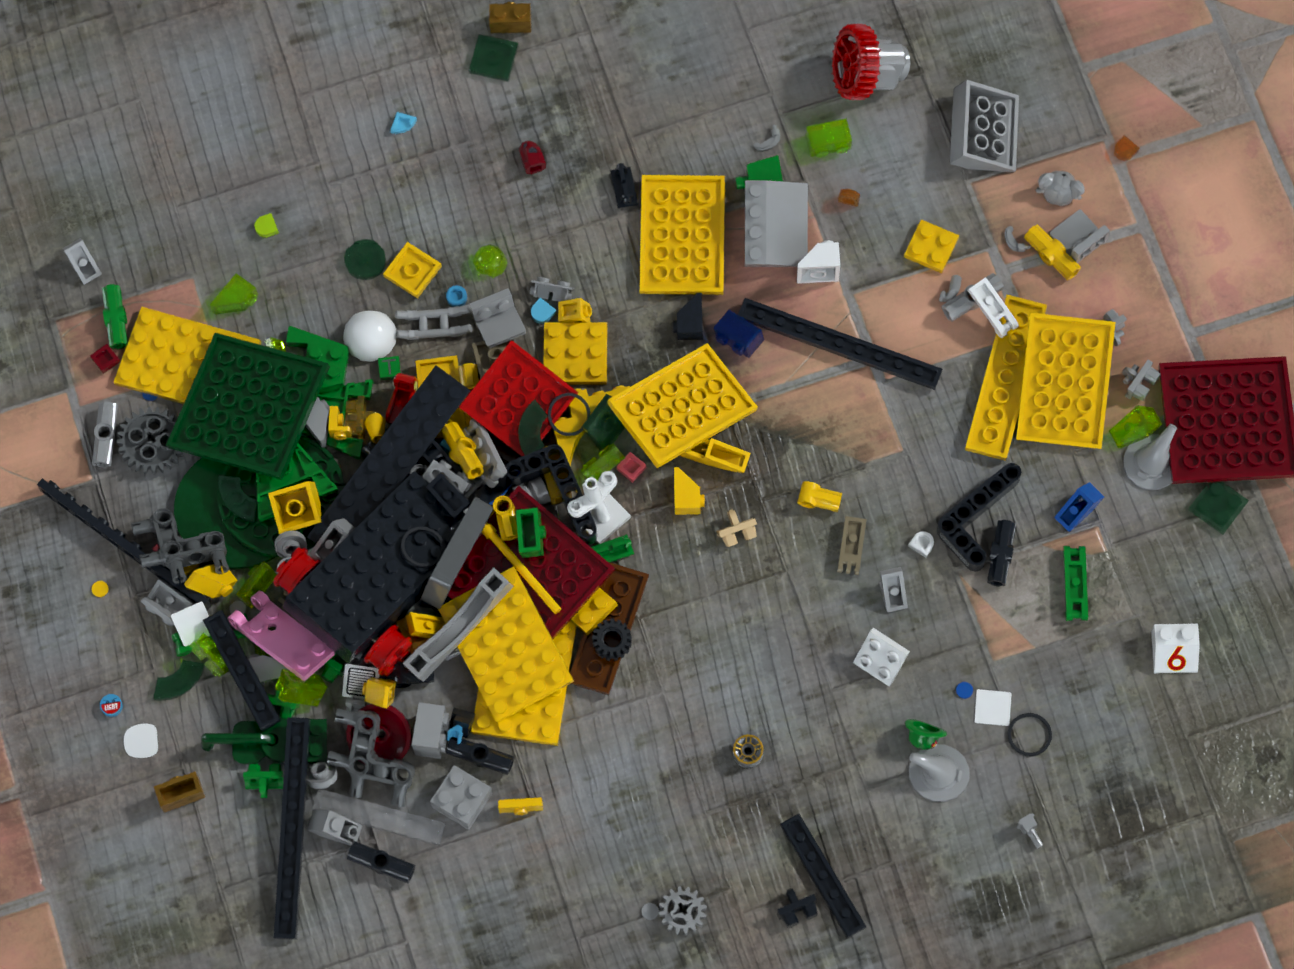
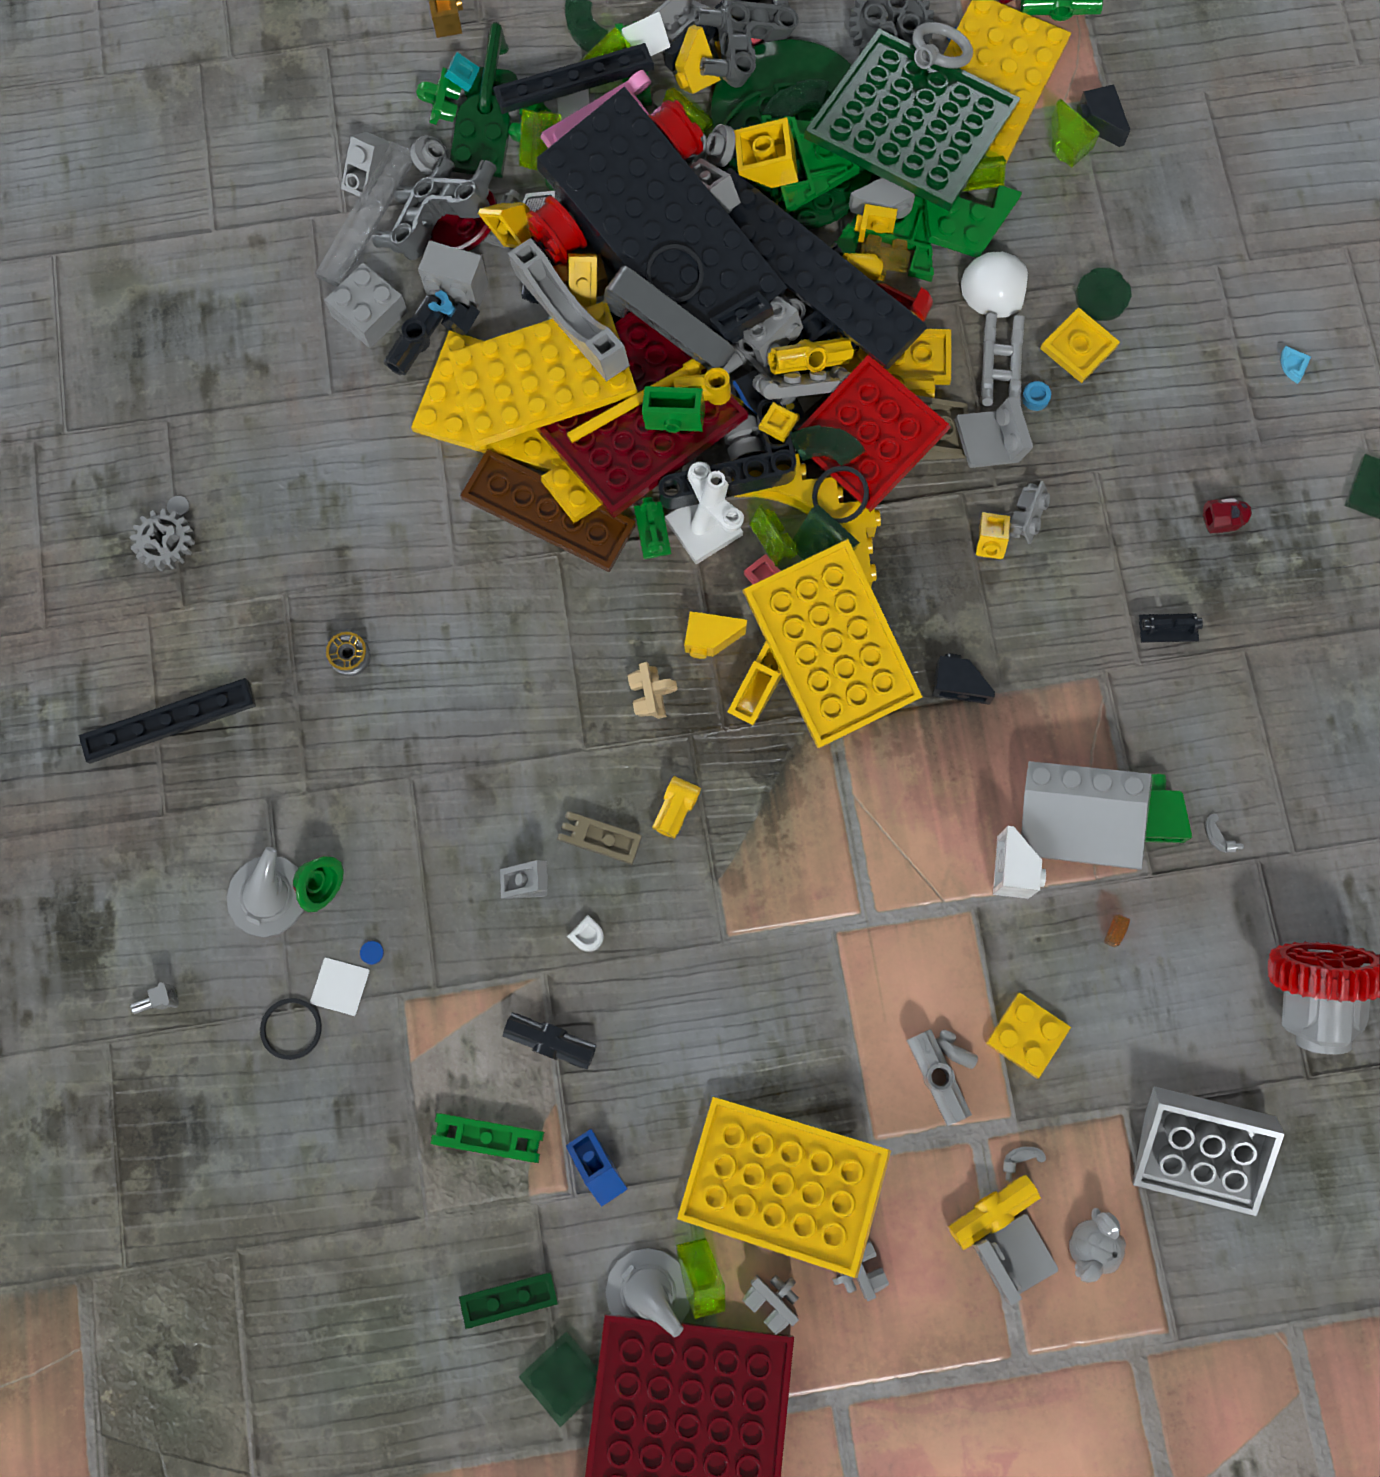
camera: 100 degrees right, 5 degrees up
(190, 401) = (921, 55): none -> light grey piece
(214, 273) = (1105, 113): none -> black slope
(245, 760) = (462, 72): none -> teal plate
(266, 226) = (1164, 185): lime tile -> none
(292, 828) = (372, 113): black plate -> none
(368, 856) = (302, 220): black piece -> none
(389, 367) = (948, 302): green tile -> none
(490, 260) = (1081, 442): clear neon green hair -> none
(520, 806) = (341, 372): yellow plate -> none
(525, 460) = (778, 422): none -> yellow tile
(542, 311) = (1000, 496): medium azure tile -> none
(577, 351) = (935, 529): yellow plate -> none
(612, 652) = (520, 490): black tyre -> none
(682, 234) = (1089, 692): yellow plate -> none
(738, 334) = (928, 738): clear blue brick -> none
(788, 912) = (133, 677): black hips -> none
(828, 138) = (1213, 917): clear neon green brick -> none
(840, 344) = (894, 878): black plate -> none
(881, 657) = (431, 844): white plate -> none
(974, 511) = (616, 1013): black beam -> none
(993, 307) = (914, 1099): white plate -> none
(1002, 385) = (804, 1095): yellow plate -> none
(1125, 149) = (1150, 1364): clear orange tile -> none
(1175, 648) = (361, 1262): white slope -> none
(1177, 547) = (508, 1300): none -> dark green plate

